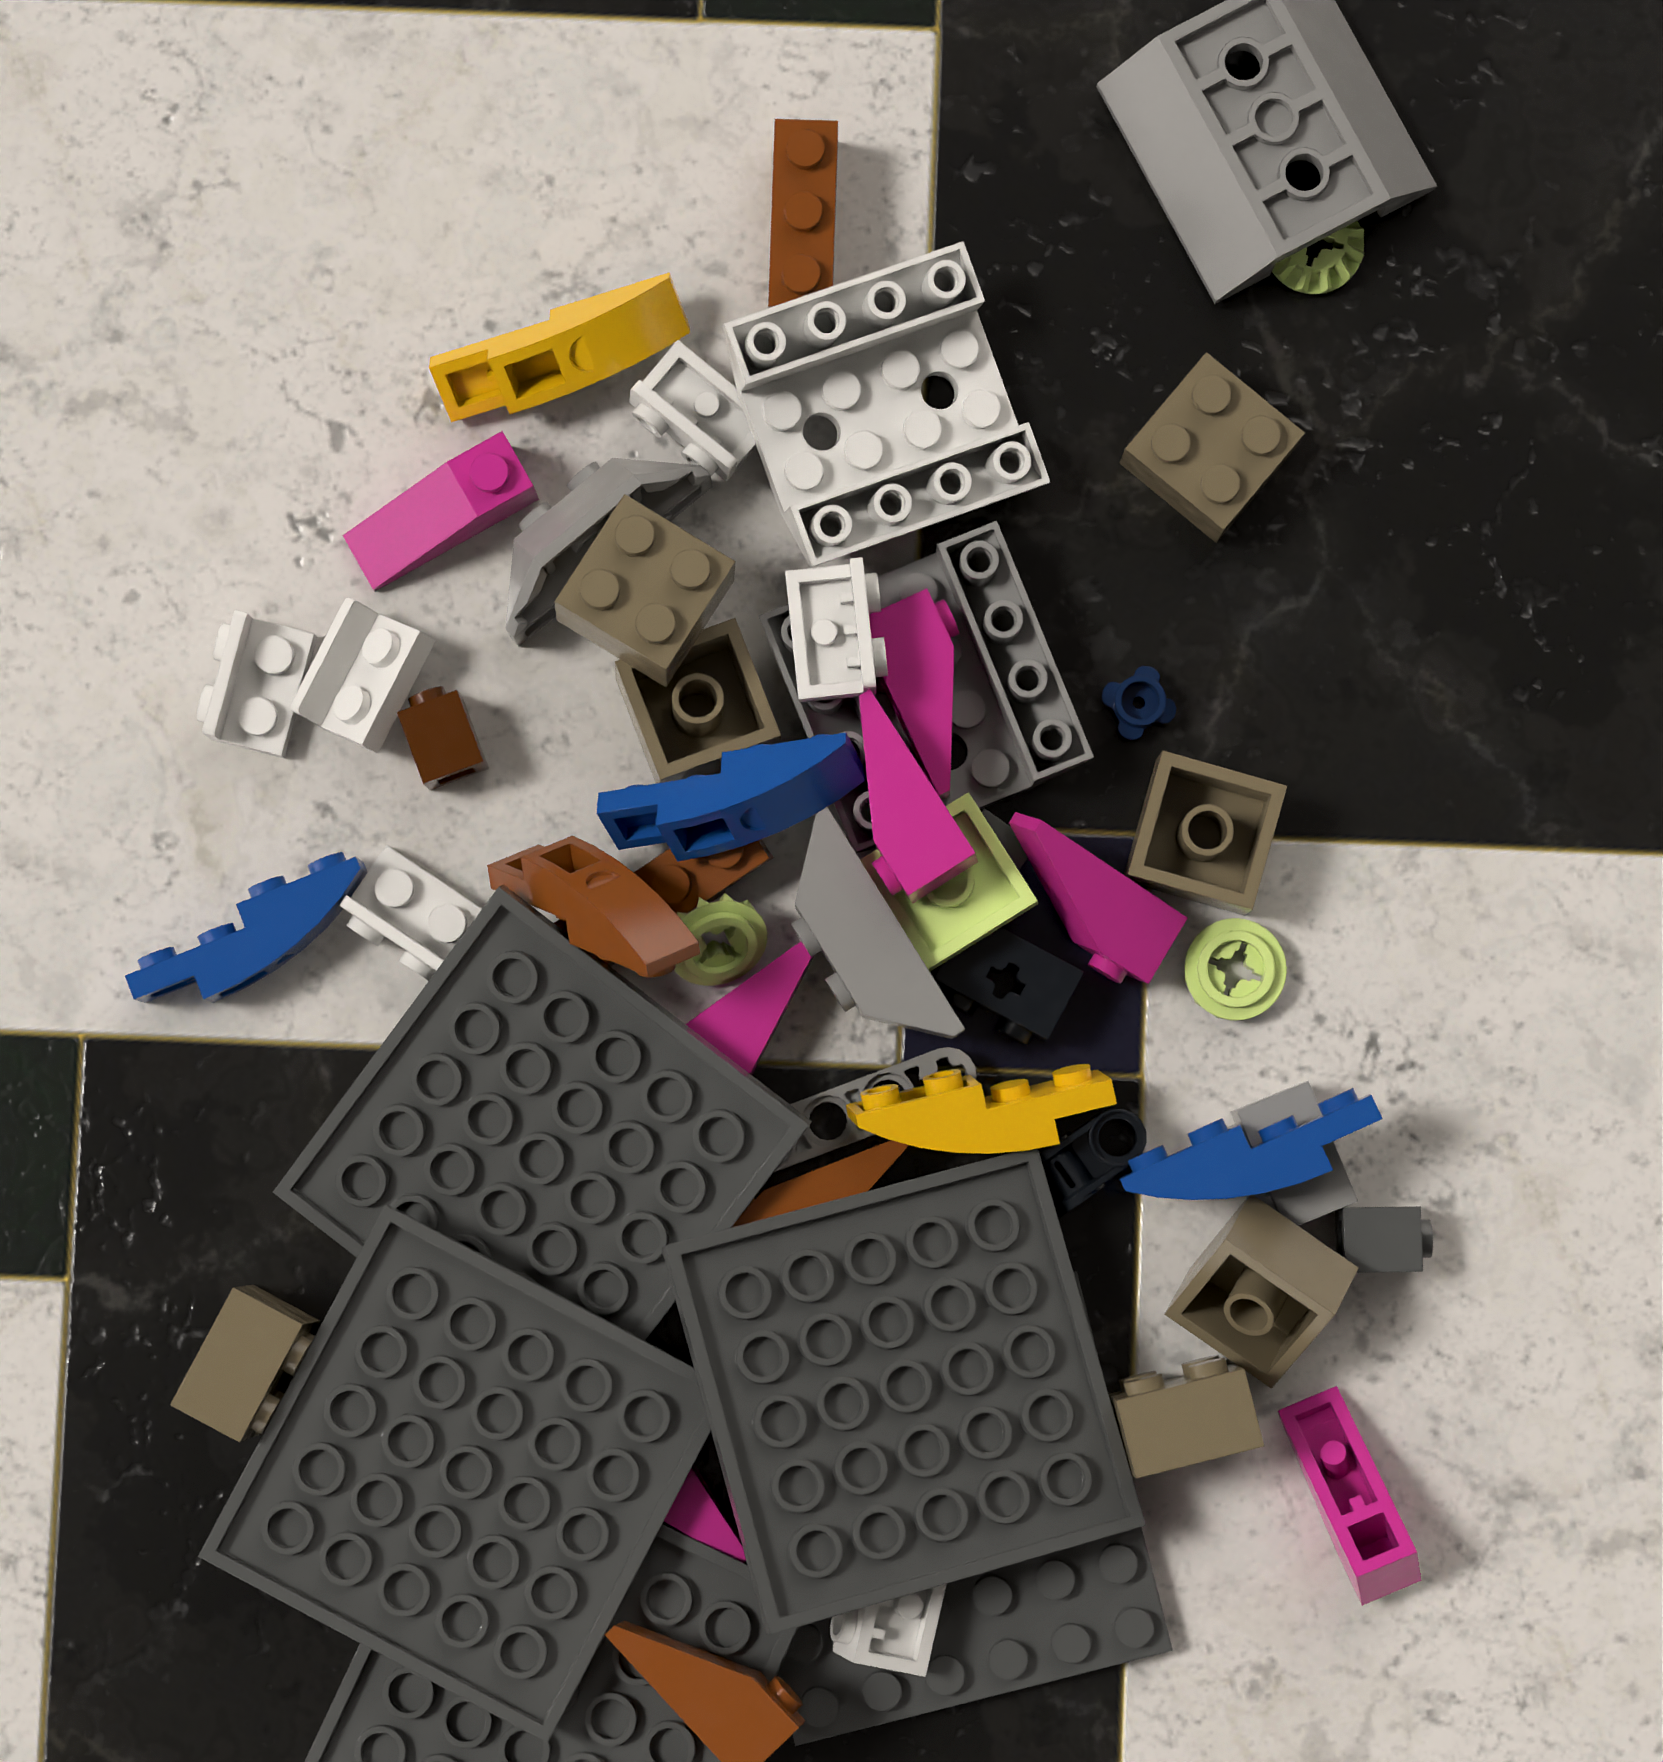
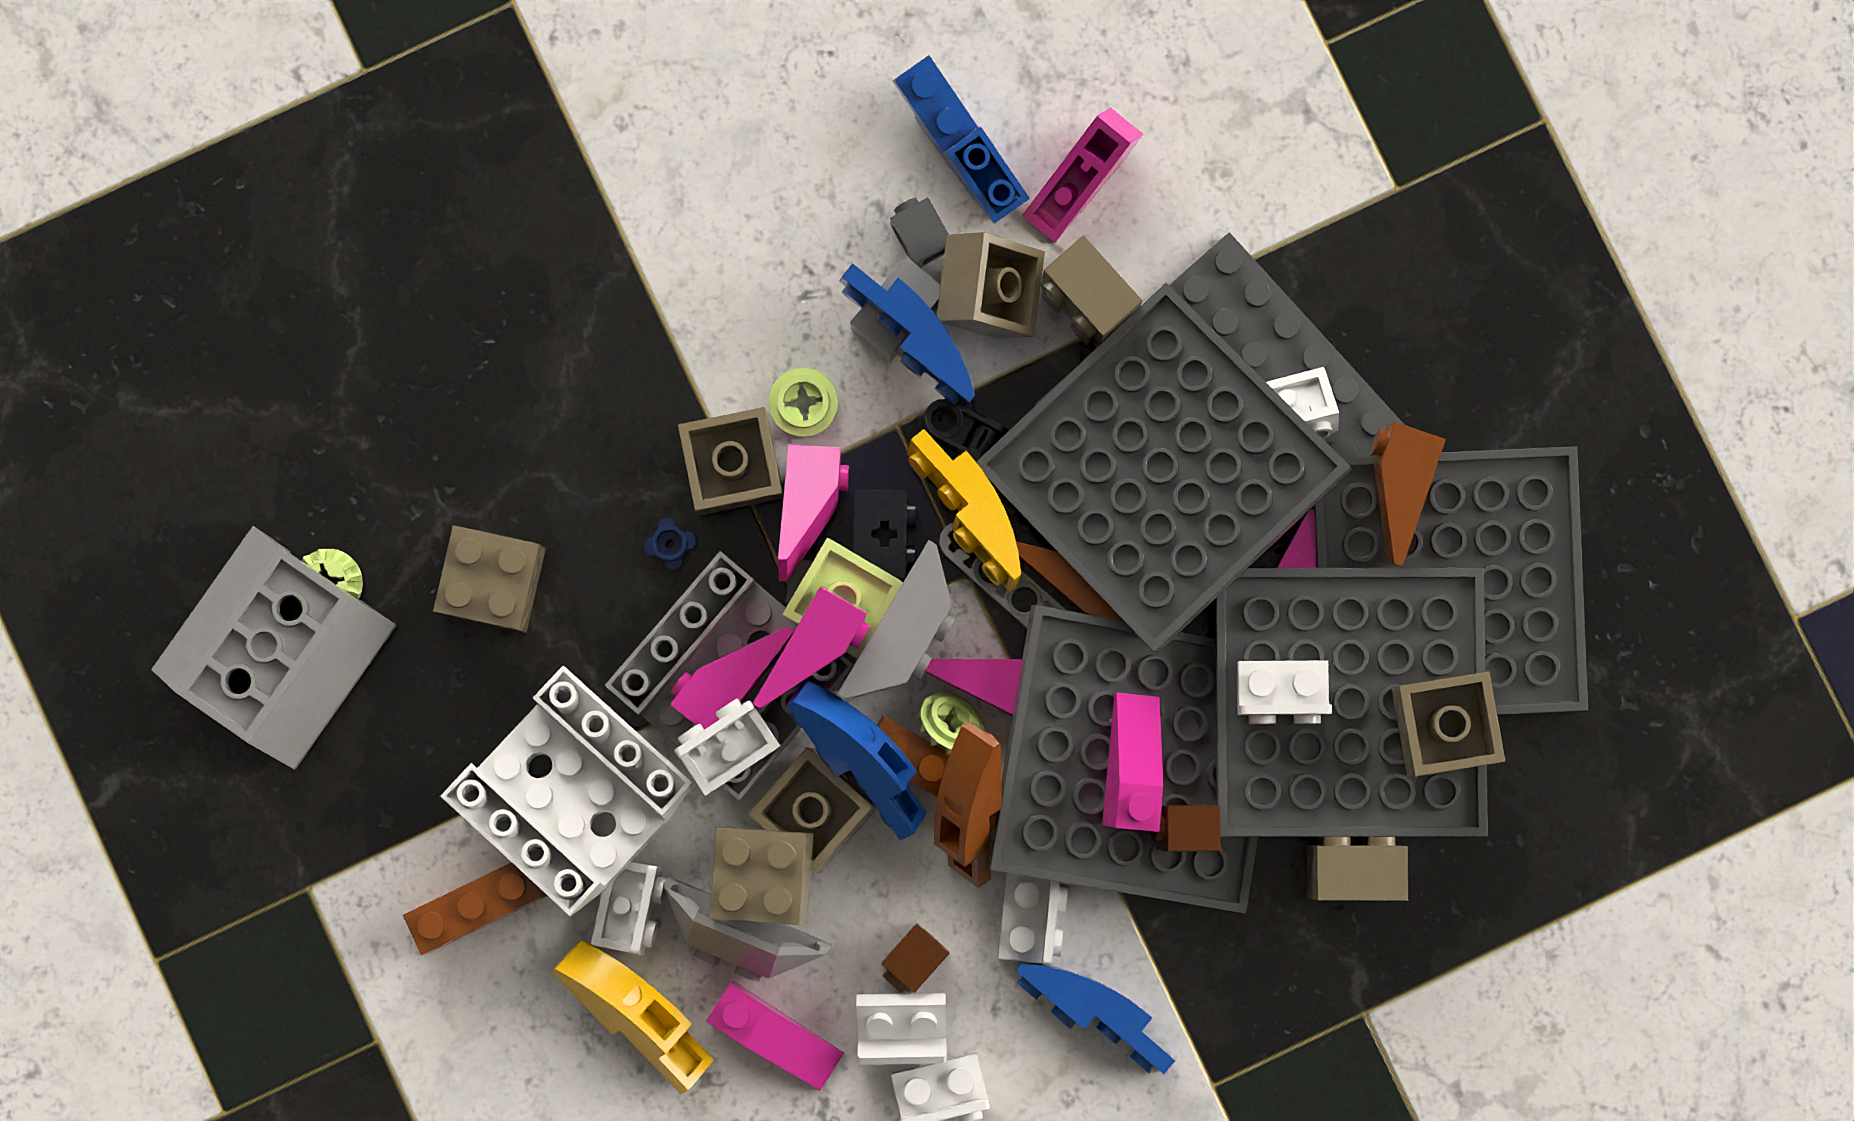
camera: 115 degrees left, 0 degrees up
(364, 1580) = (1448, 724): none -> dark tan brick
(418, 1170) = (1188, 828): none -> reddish brown brick
(526, 1389) = (1283, 689): none -> white bracket
(534, 1144) = (1134, 764): none -> dark pink slope
(1479, 1356) = (960, 140): none -> blue slope

